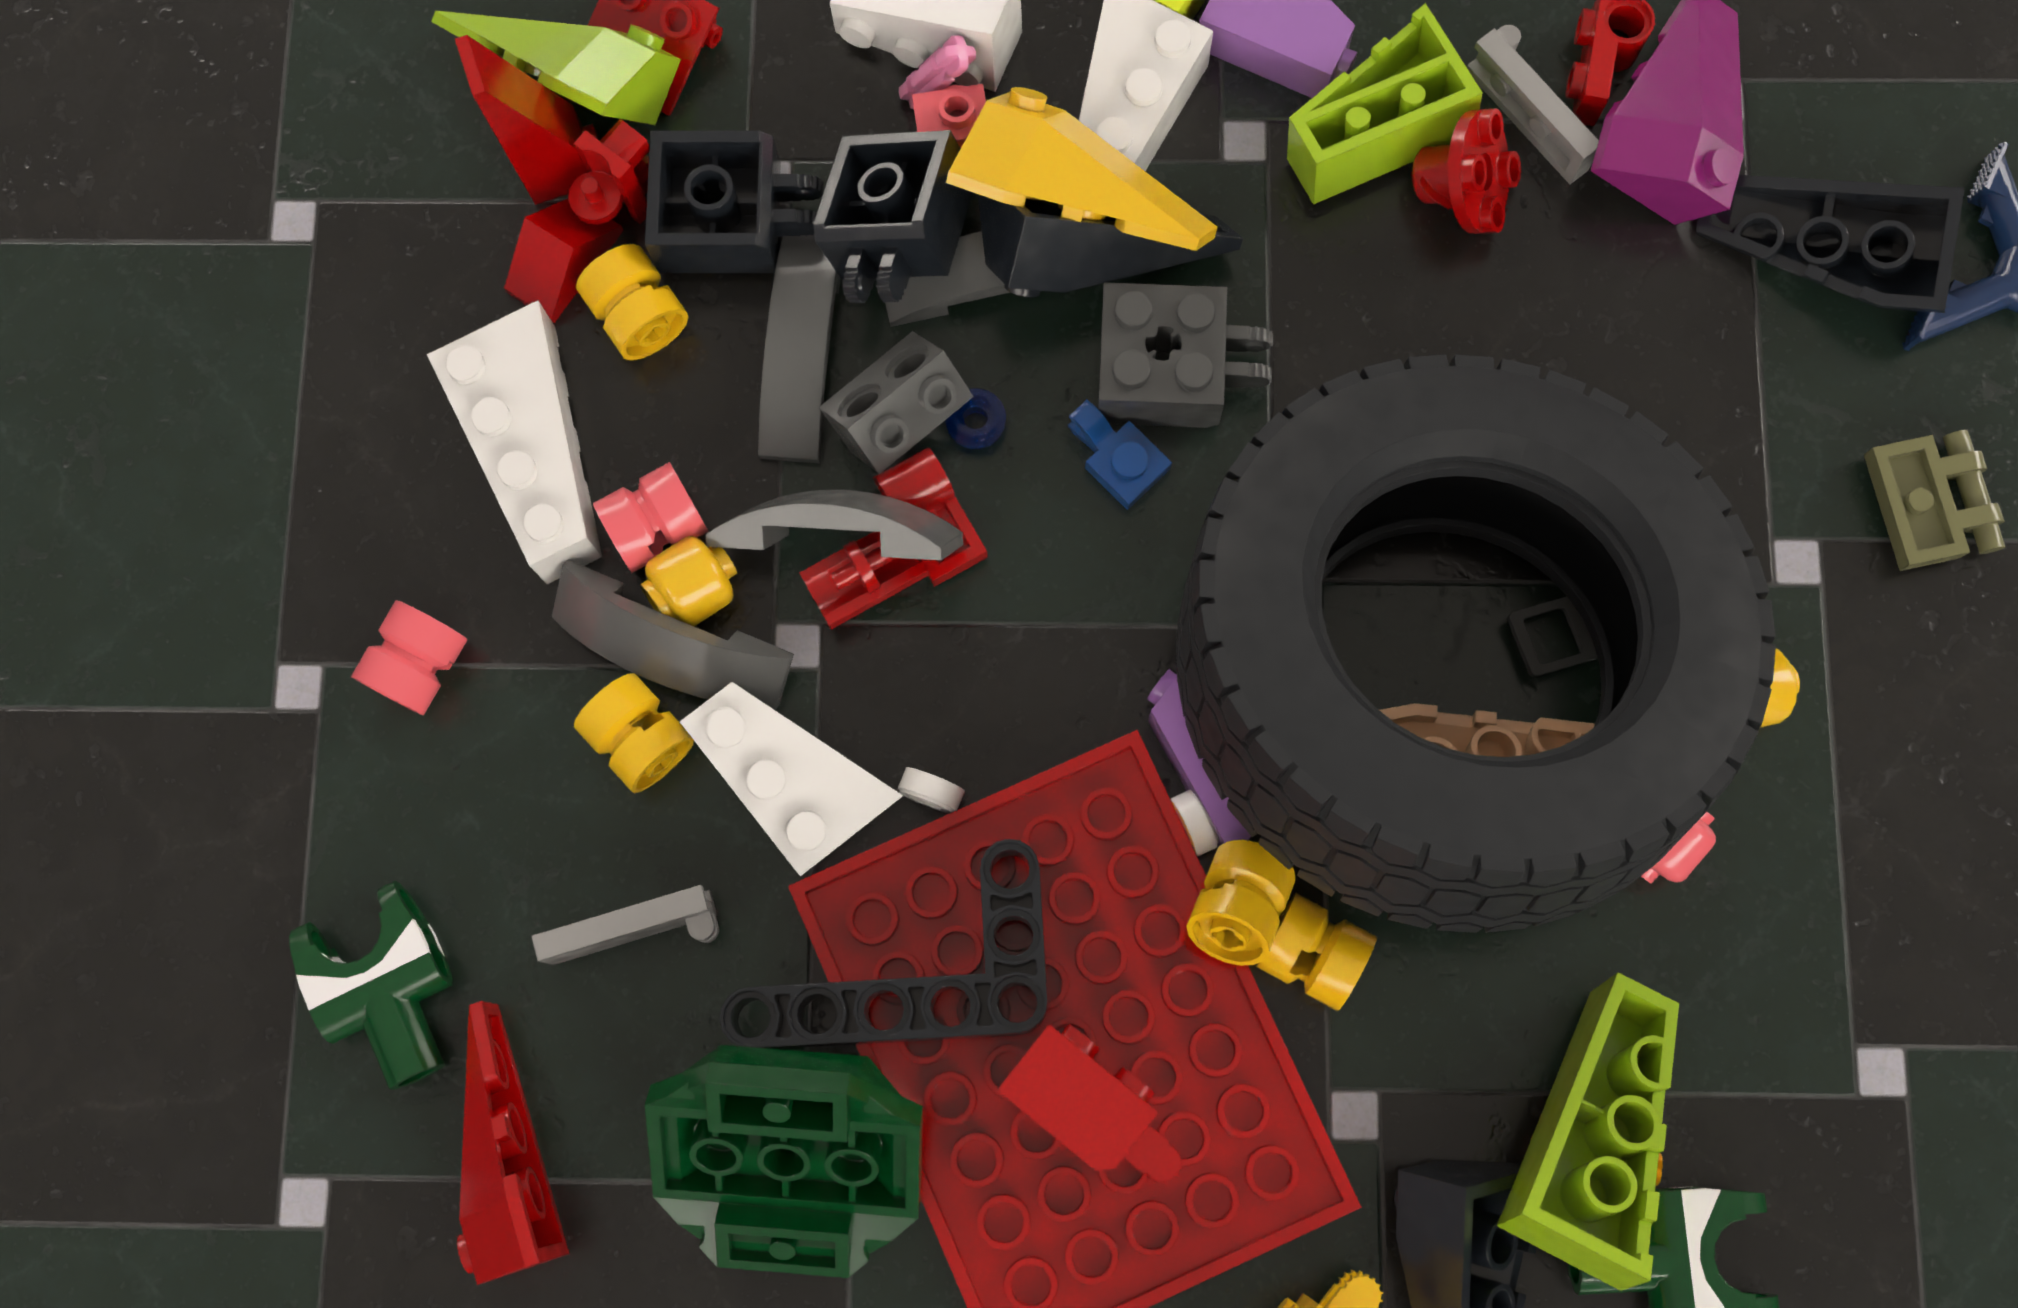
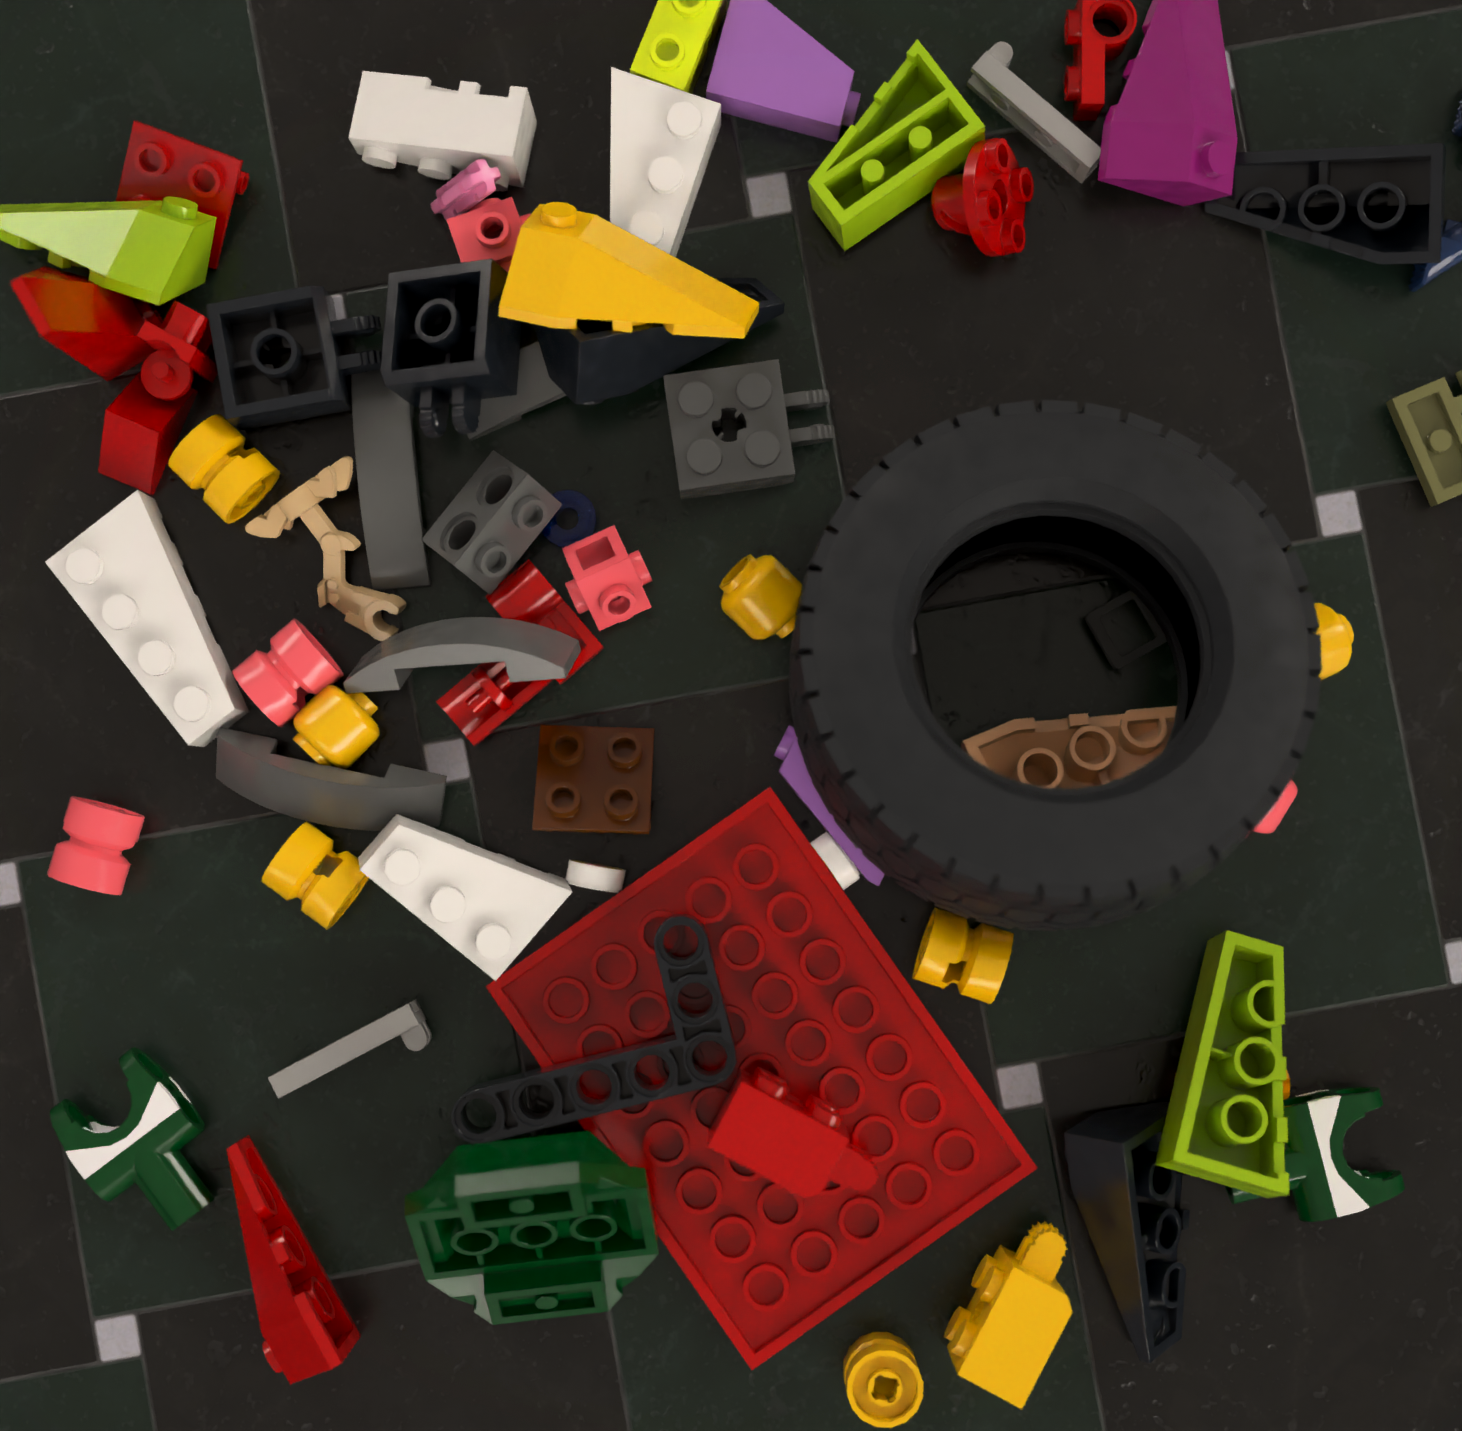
camera: 15 degrees left, 10 degrees up
(705, 347) = (358, 603): none -> tan piece
(949, 690) = (594, 779): none -> reddish brown hinge
(1005, 481) = (606, 578): none -> coral brick
(1122, 460) = (712, 534): blue plate -> none
(1162, 530) = (761, 596): none -> yellow head
(1240, 903) = (889, 932): yellow wheel -> none

